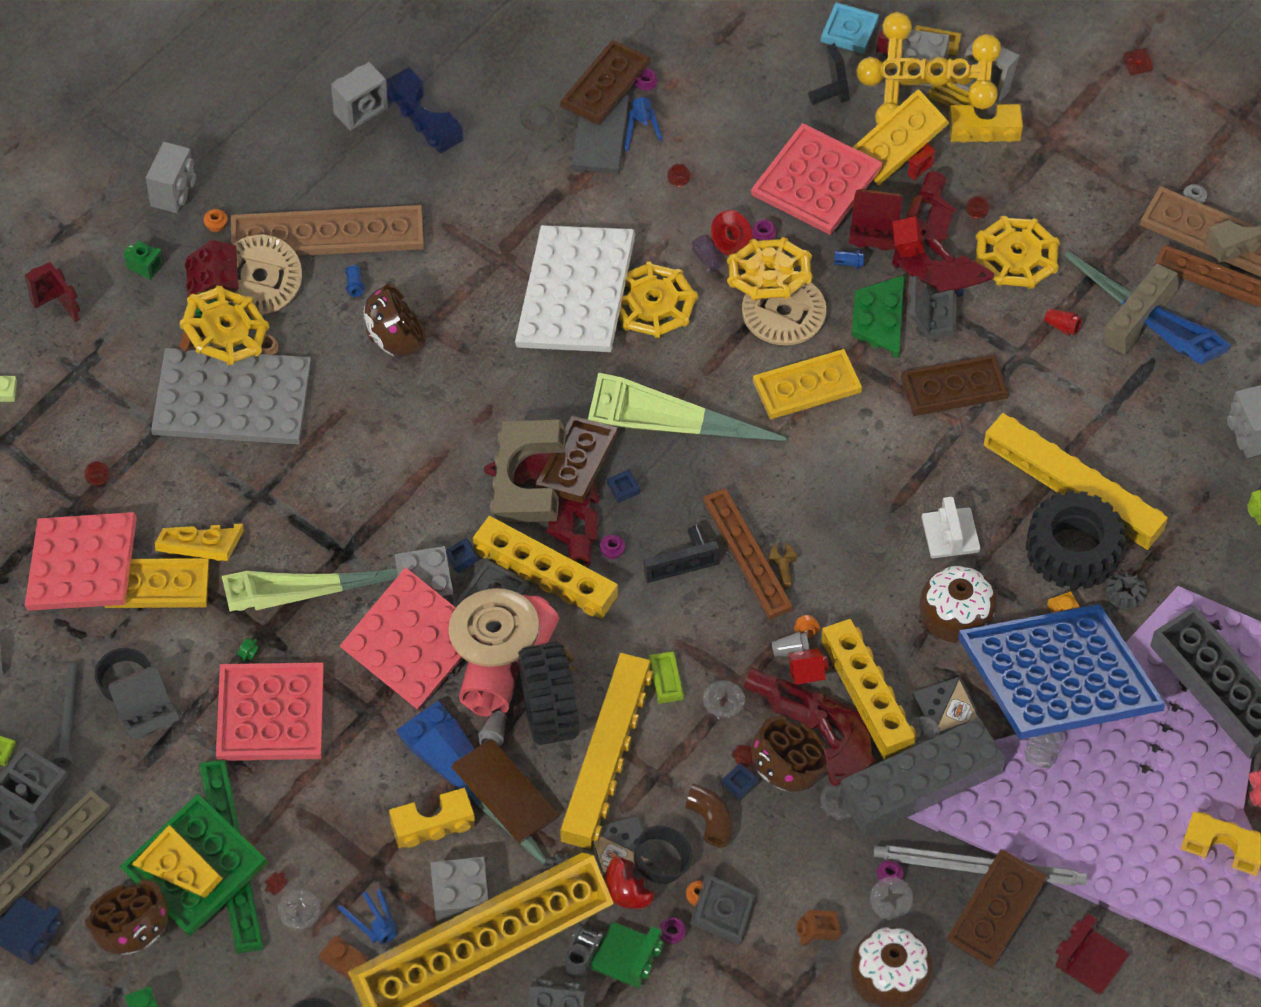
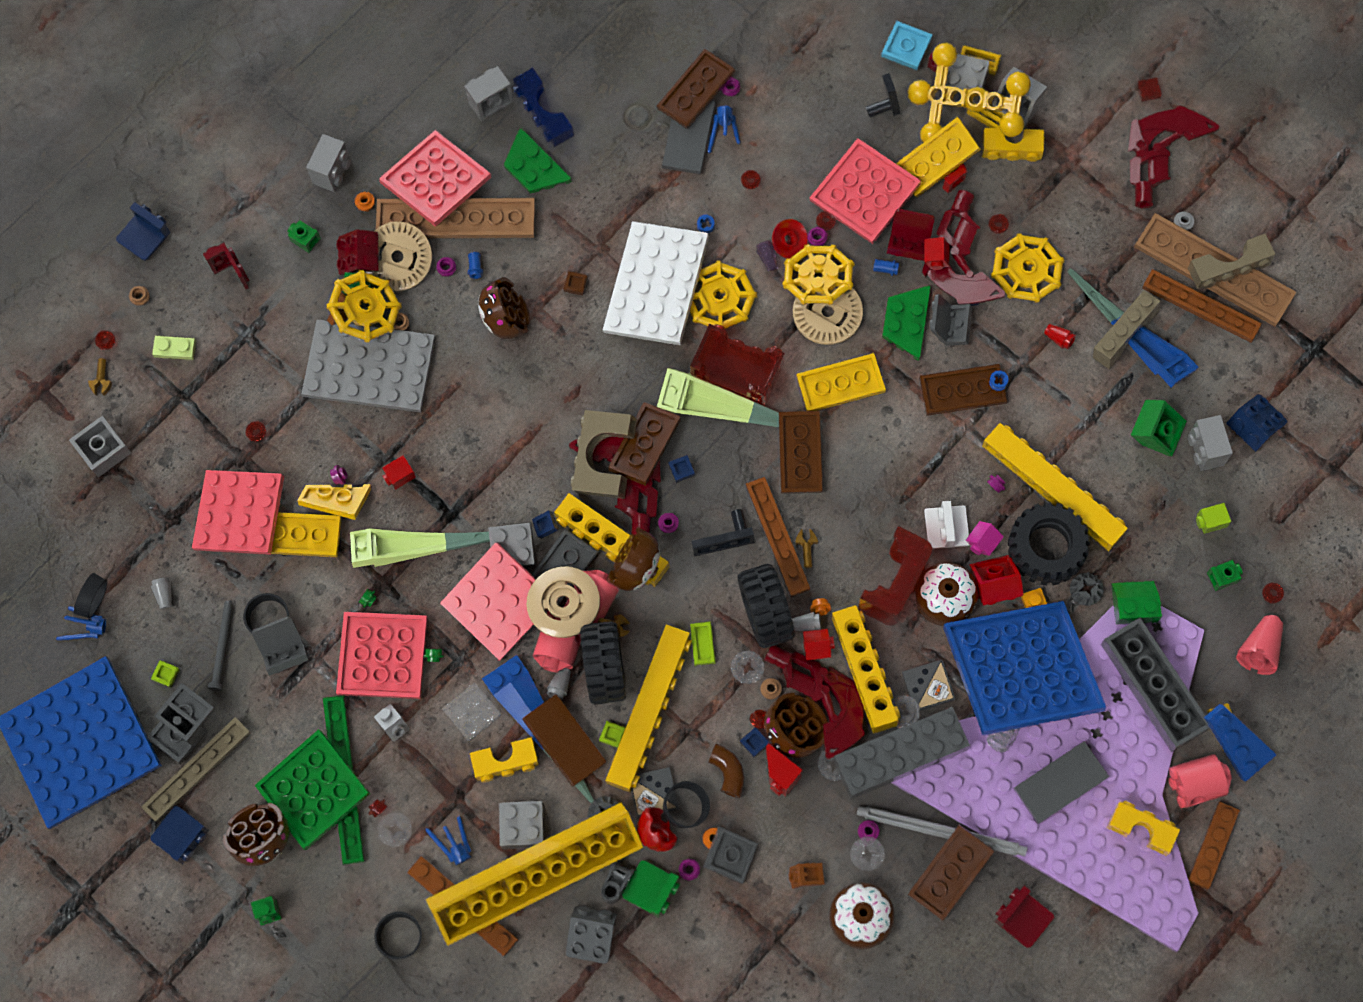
camera: 10 degrees right, 15 degrees up
(178, 863) = (300, 791): yellow wing -> none
(203, 515) = (338, 475): none -> magenta plate
(277, 508) = (398, 472): none -> red brick
(288, 786) = (392, 722): none -> light grey bracket
(300, 188) = (435, 178): none -> coral plate
(319, 279) = (443, 262): none -> magenta plate
(334, 707) = (433, 655): none -> green plate
(387, 768) = (471, 712): none -> clear plate
(416, 173) = (532, 165): none -> green wing
(477, 295) = (575, 283): none -> reddish brown tile
(562, 784) = (612, 734): none -> lime tile
(580, 578) = (635, 562): none -> reddish brown cylinder
(626, 219) = (704, 218): none -> blue bush
(682, 369) = (736, 365): none -> clear red windscreen
(742, 619) = (766, 605): none -> black tyre
(749, 726) = (770, 695): none -> medium nougat plate
(766, 459) = (800, 452): none -> reddish brown plate
(775, 218) = (825, 225): none -> clear red plate
(777, 807) = (781, 772): none -> red slope
(889, 611) = (914, 556): none -> clear red windscreen
(996, 363) = (997, 387): none -> blue bush
(997, 539) = (984, 538): none -> dark pink brick
(1005, 481) = (996, 483): none -> magenta plate
(1019, 586) = (997, 580): none -> red slope
(1119, 800) = (1061, 782): none -> dark grey tile
(1139, 103) = (1181, 123): none -> dark red piece
(1184, 592) = (1136, 601): none -> green slope
(1191, 410) = (1158, 427): none -> green slope

